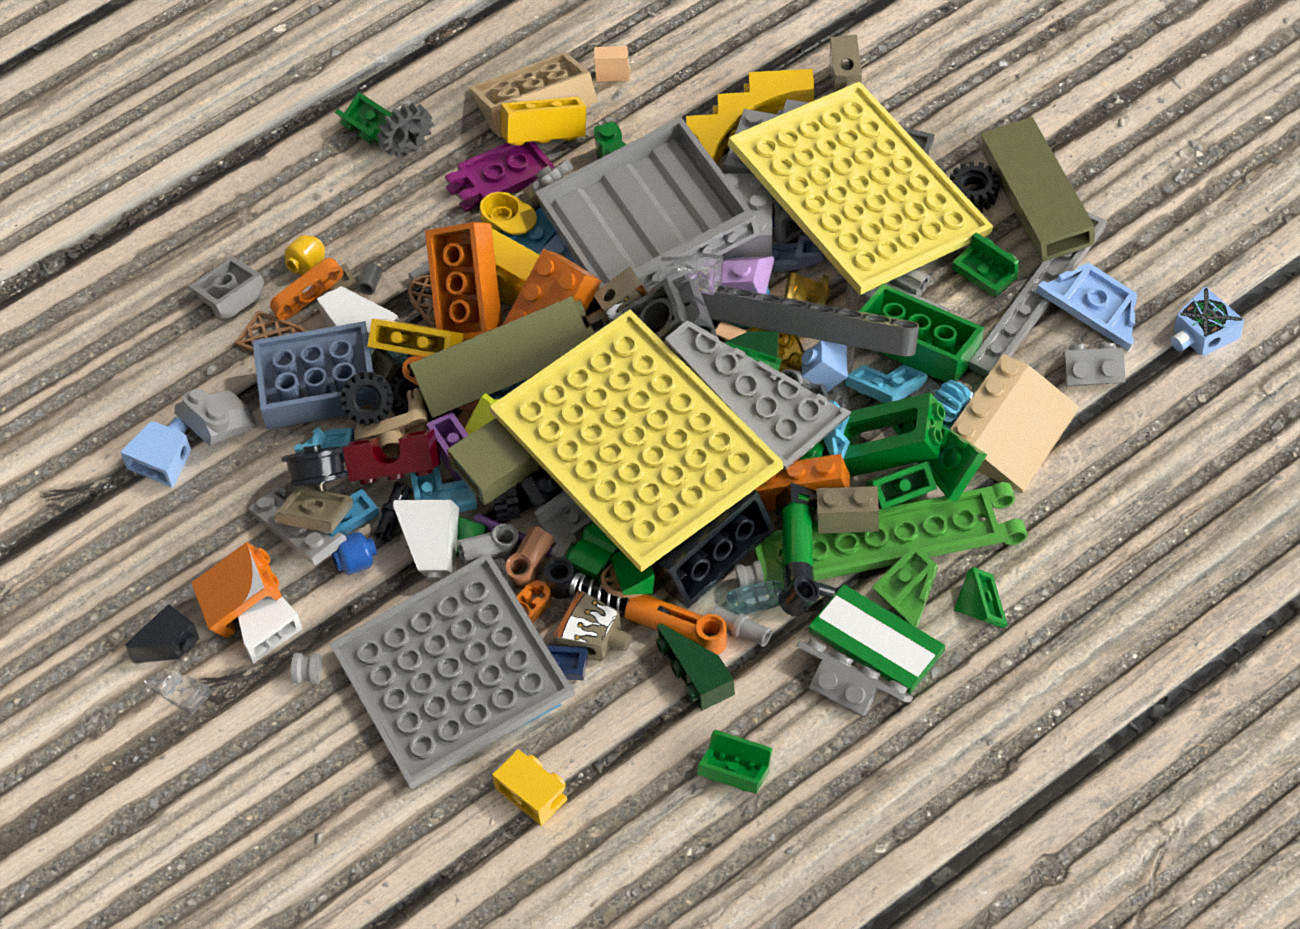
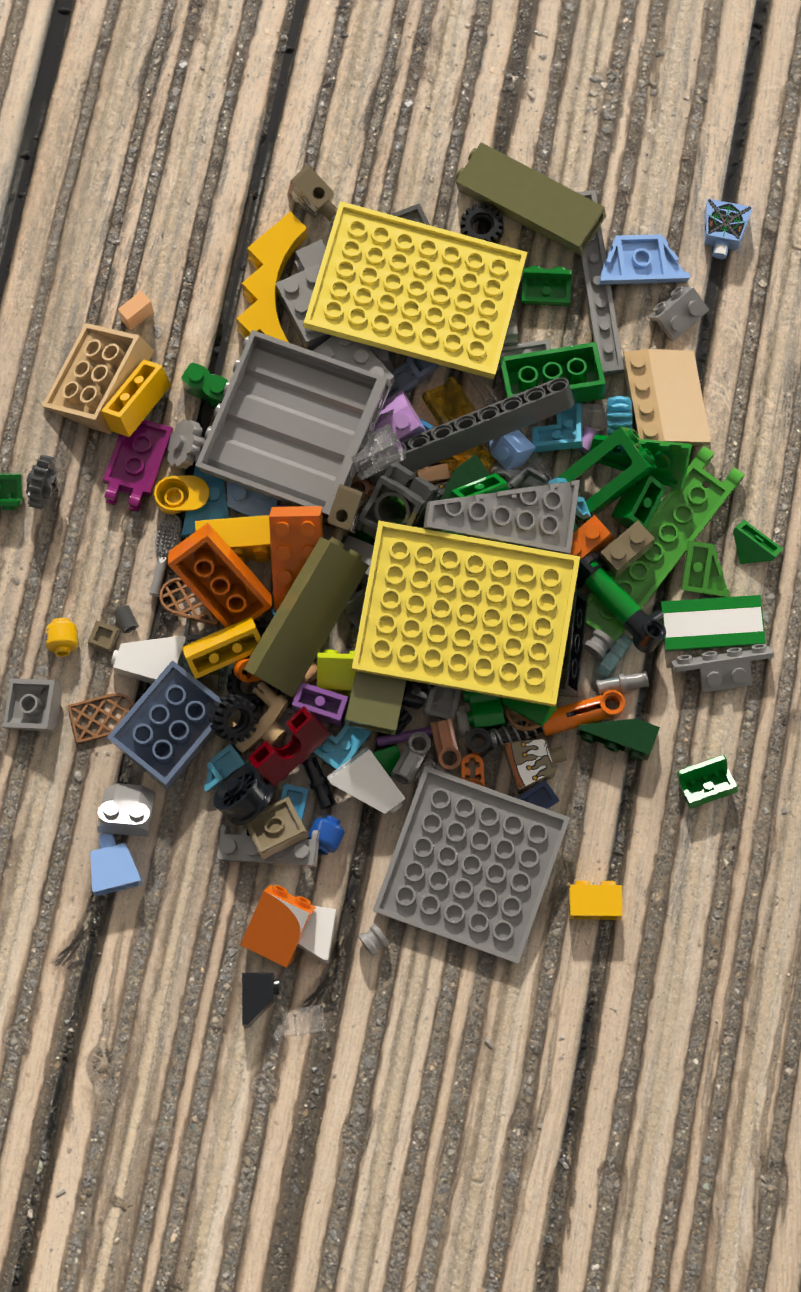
camera: 45 degrees left, 20 degrees up
(292, 299) = (93, 663): orange beam -> none

